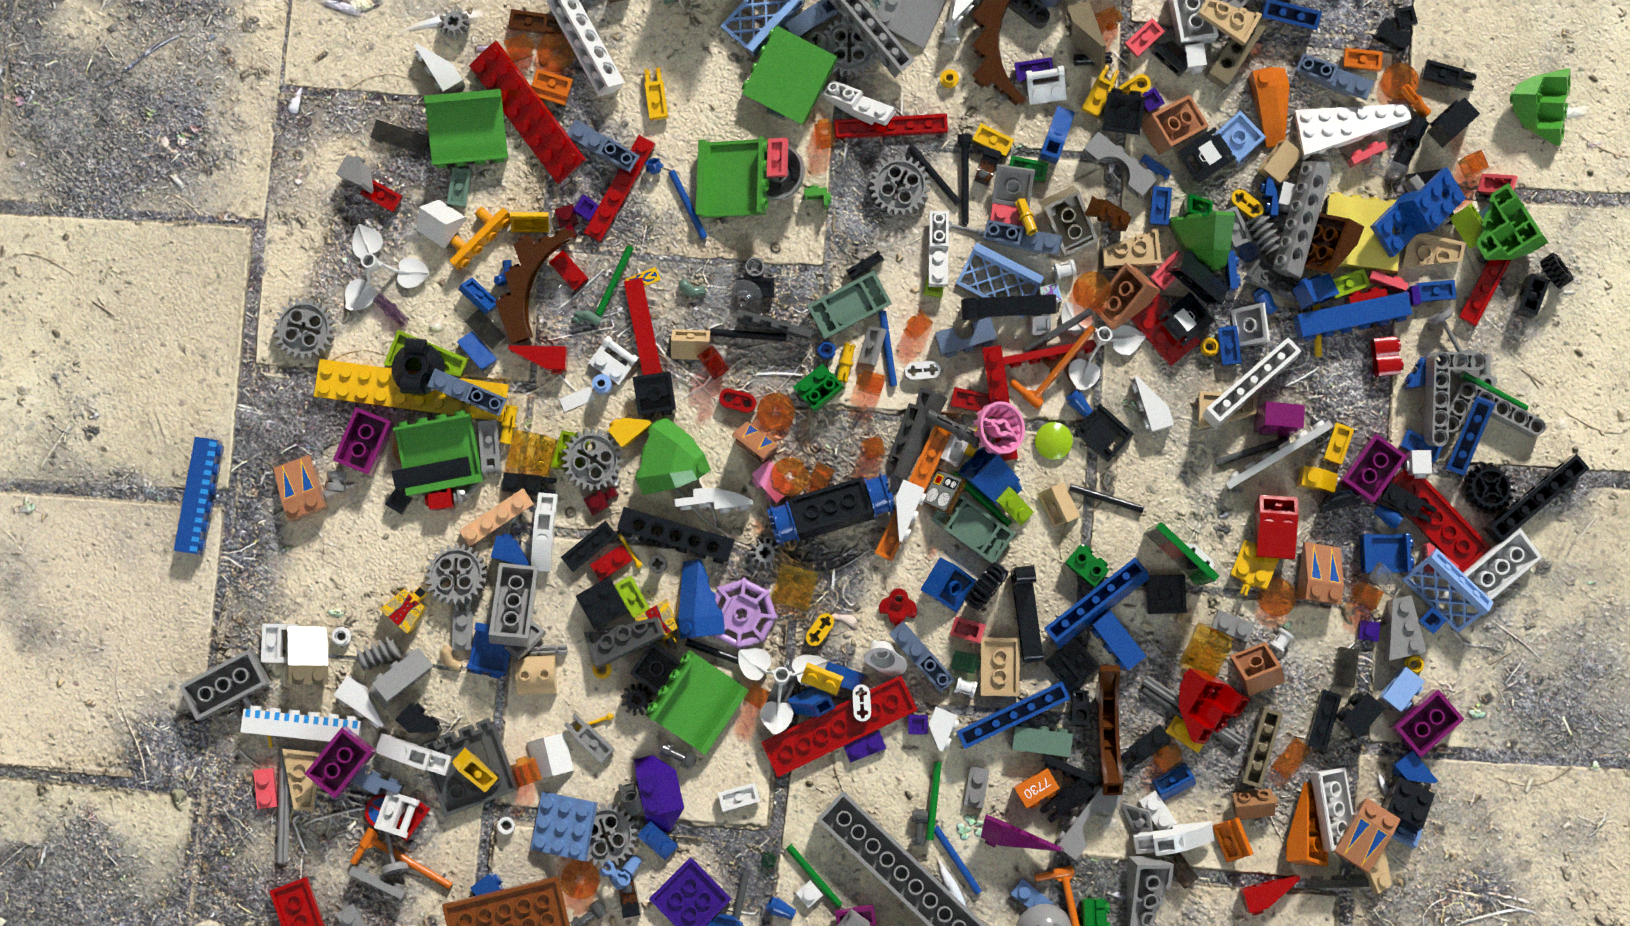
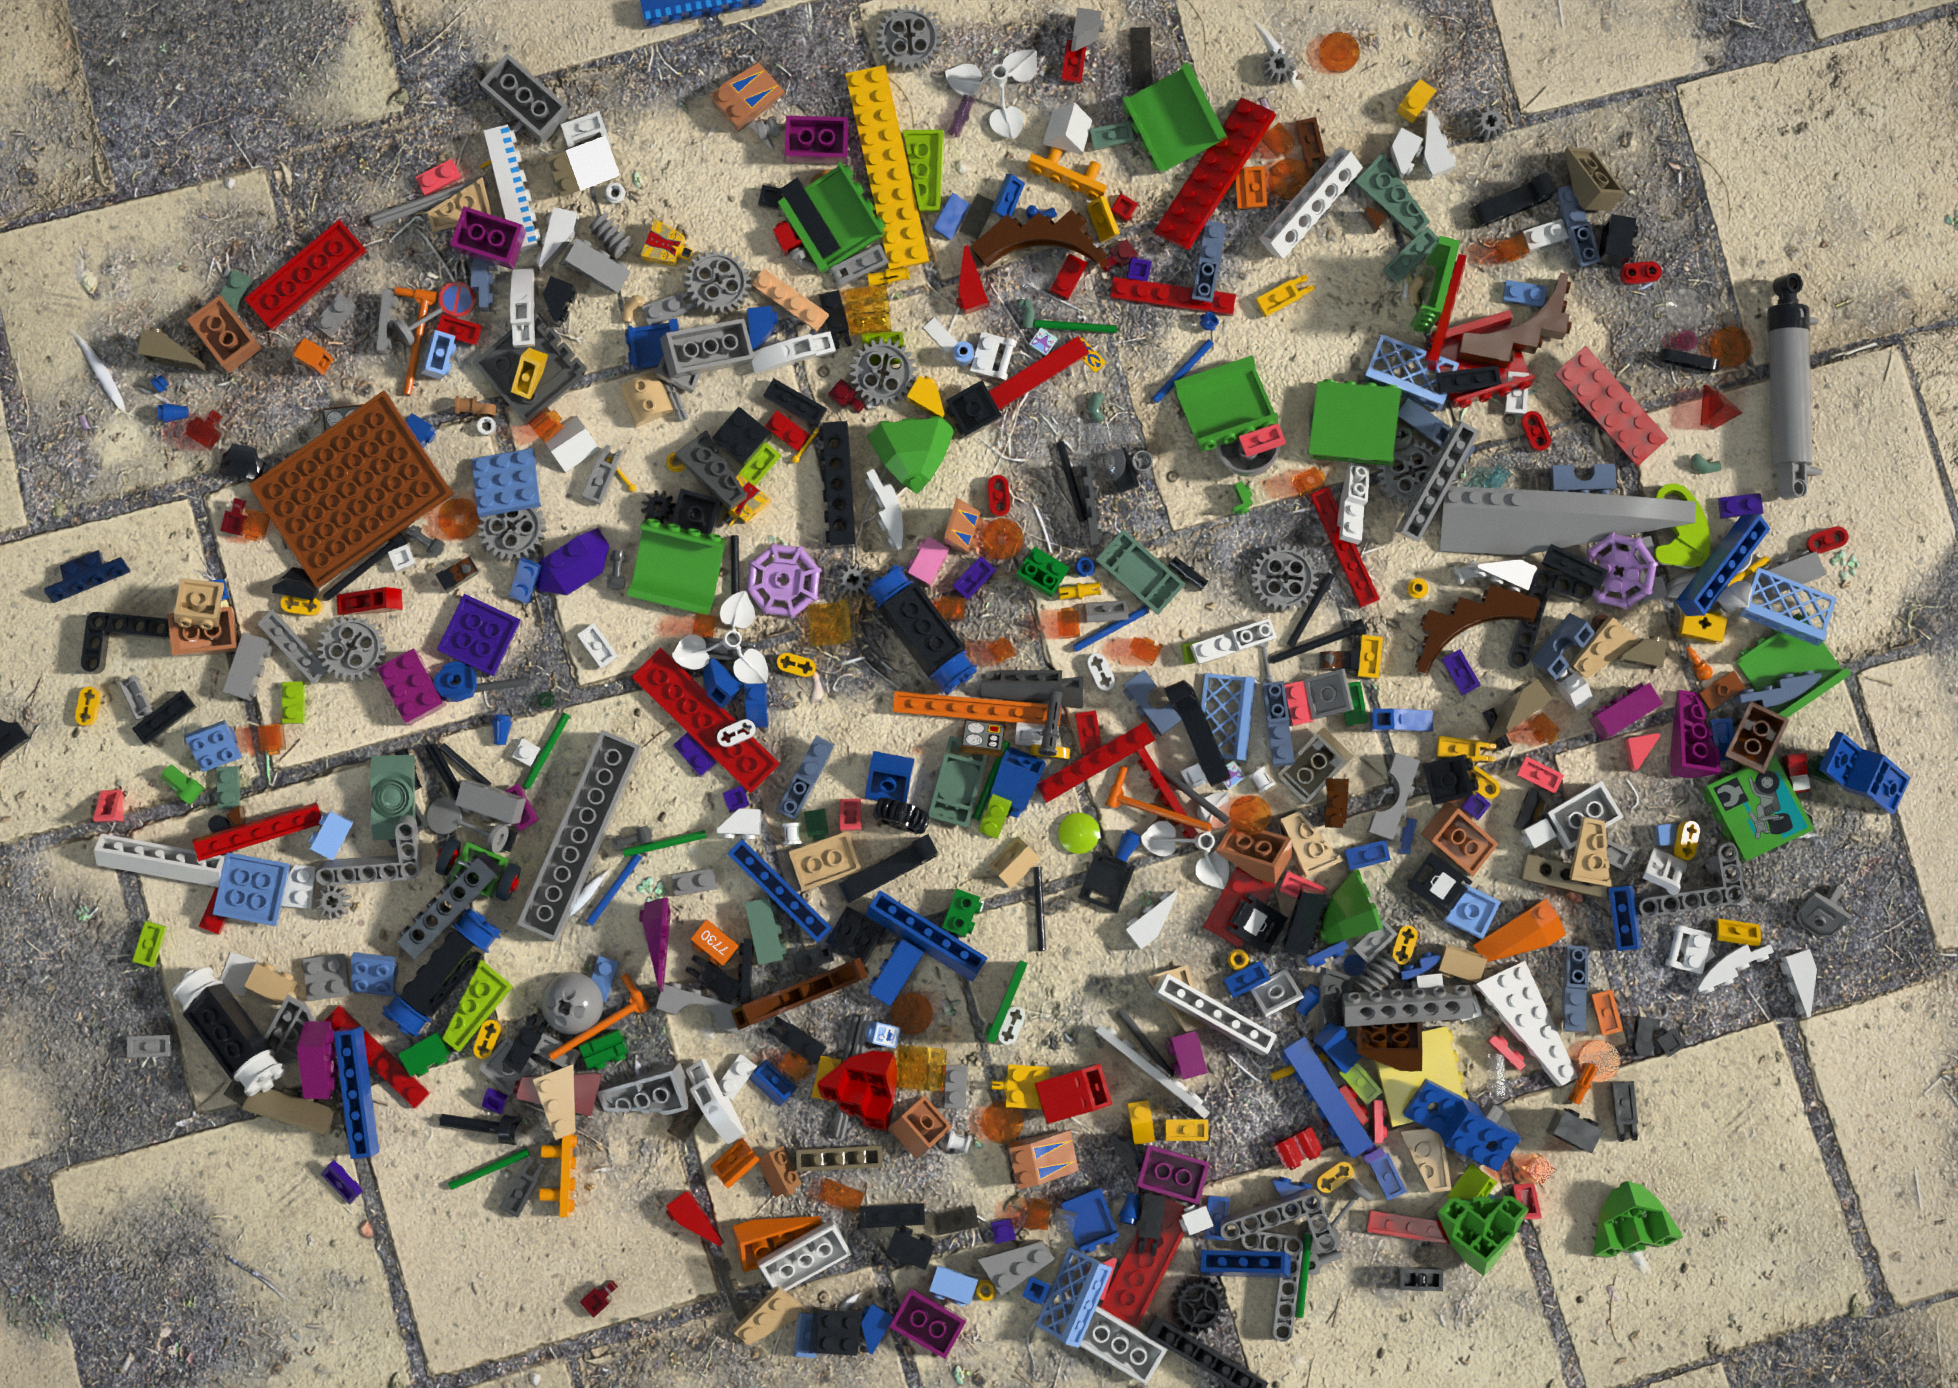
camera: 70 degrees right, 0 degrees up
(391, 812) = (458, 308): white plate -> none
(427, 845) = (438, 353): none -> light blue brick
(430, 359) = (910, 178): black piece -> none
(443, 71) = (1222, 76): white slope -> none
(466, 392) = (903, 221): sand blue slope -> none
(483, 831) = (473, 406): none -> medium nougat connector
(526, 201) = (1124, 207): none -> red tile
(617, 313) = (1043, 342): none -> tile
(621, 878) = (473, 557): medium blue bar -> none
(631, 798) = (556, 537): dark grey piece -> none
(662, 568) = (805, 472): dark grey bush -> none
(689, 343) = (1039, 426): tan panel -> none
(697, 607) = (771, 533): blue wedge -> none
(713, 362) = (1028, 455): clear red brick -> none
(798, 471) = (948, 581): clear orange plate -> none
(801, 447) = (974, 578): none -> dark purple plate
(822, 679) = (745, 683): yellow plate -> none
(885, 659) = (790, 740): white piece -> none
(898, 609) = (846, 737): red plate -> none
(906, 503) = (956, 704): white slope -> none
(1006, 425) = (1072, 778): bright pink gear -> none
(1026, 216) = (1300, 718): yellow axle -> none
(1046, 91) = (1443, 693): white plate -> none
(1138, 818) = (723, 1058): light grey piece -> none
(1156, 640) = (912, 1013): none -> clear orange tile
(1166, 594) = (963, 1006): black tile -> none
(1167, 671) = (882, 1034): none -> brick
(1194, 204) = (1381, 894): green slope -> none
(1367, 835) = (787, 1297): nougat slope -> none
(1414, 135) = (1547, 1094): black piece -> none
(1424, 334) = (1331, 1172): none -> yellow beam
(1556, 270) = (1457, 1295): black tyre -> none

